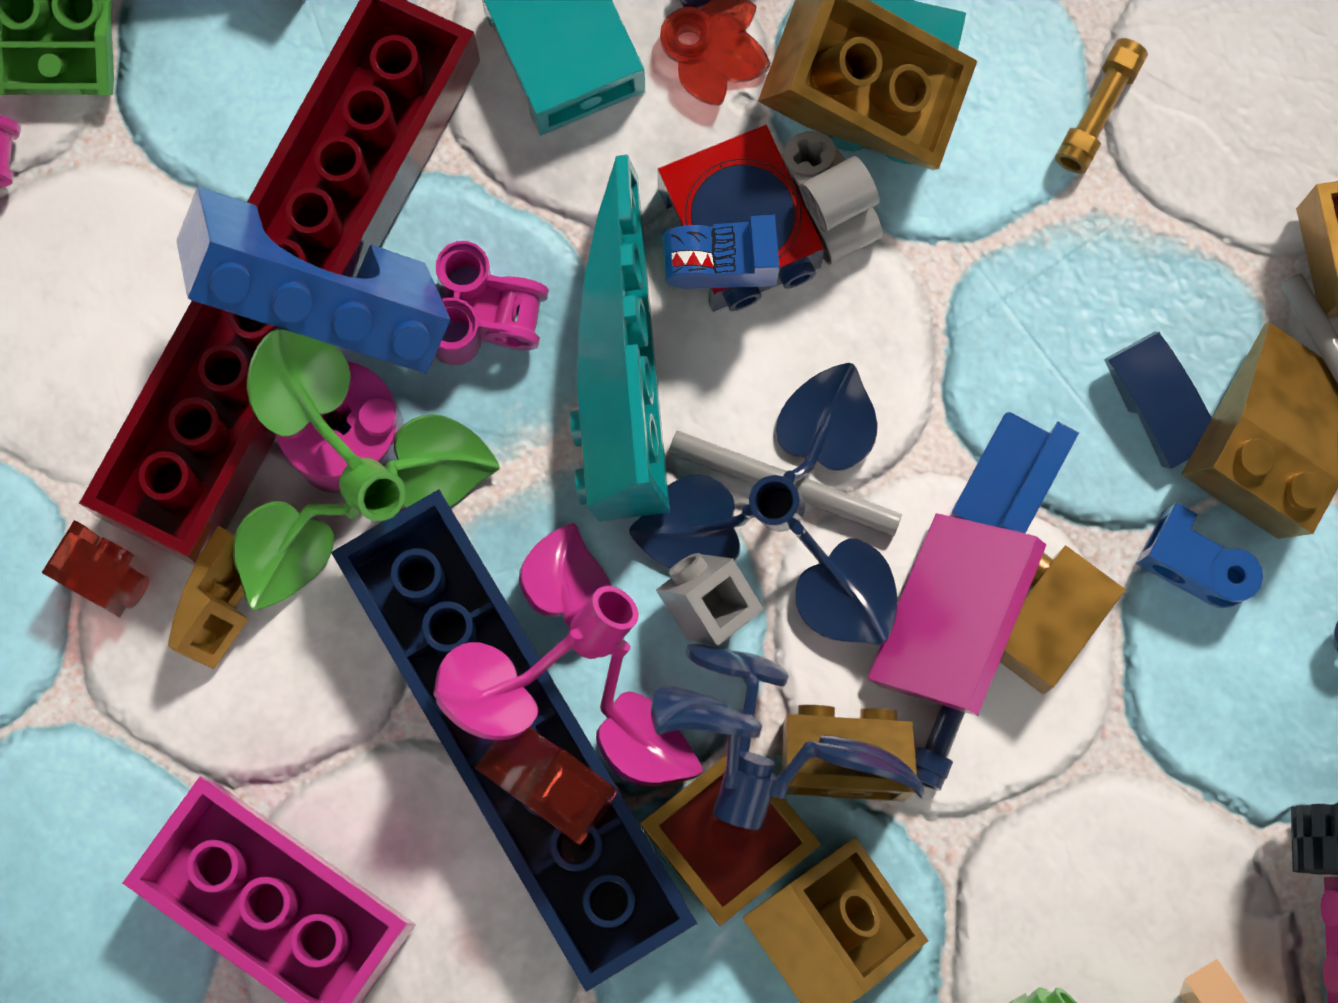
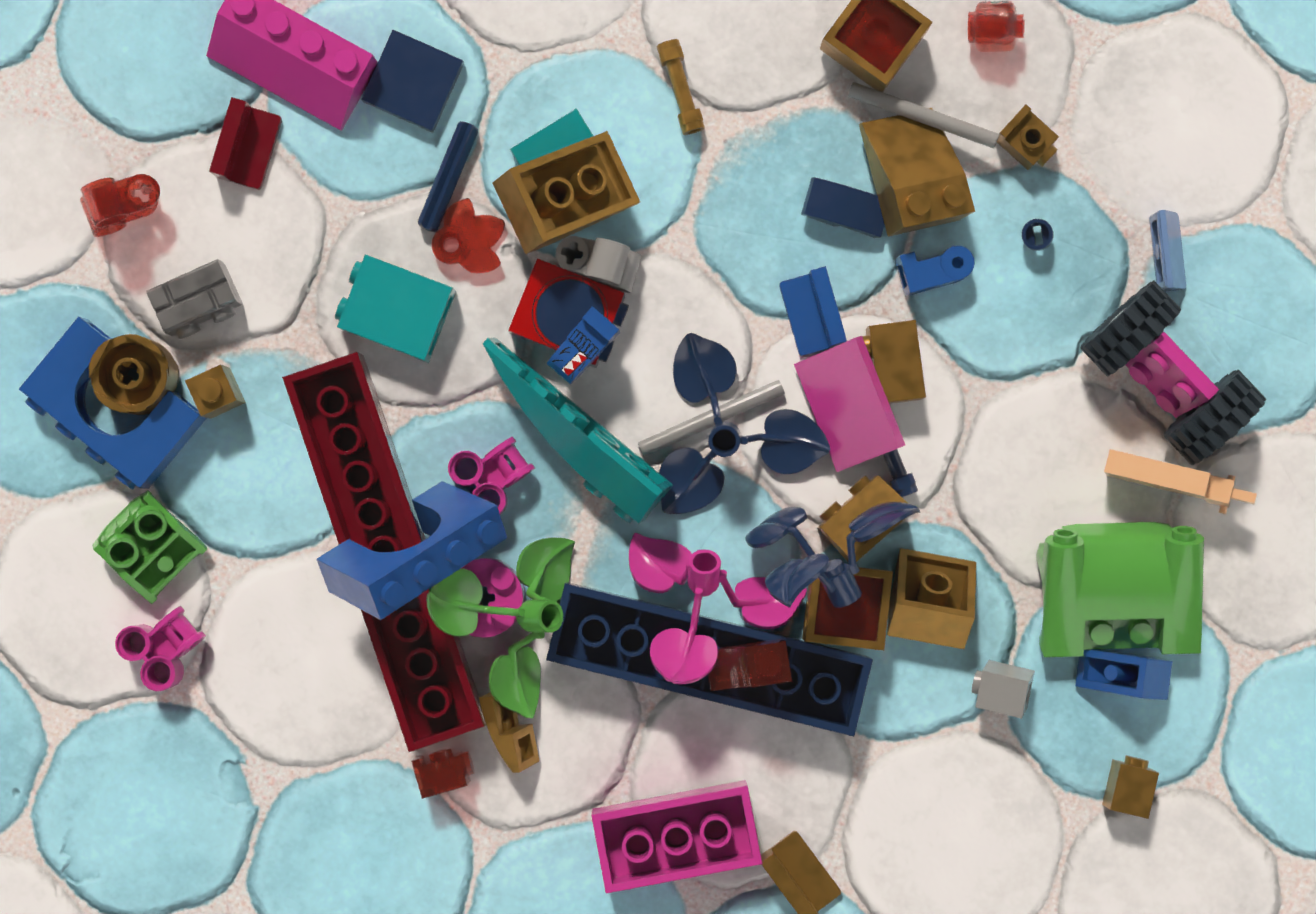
camera: 45 degrees left, 10 degrees up
(709, 598) = (733, 509): light grey brick -> none

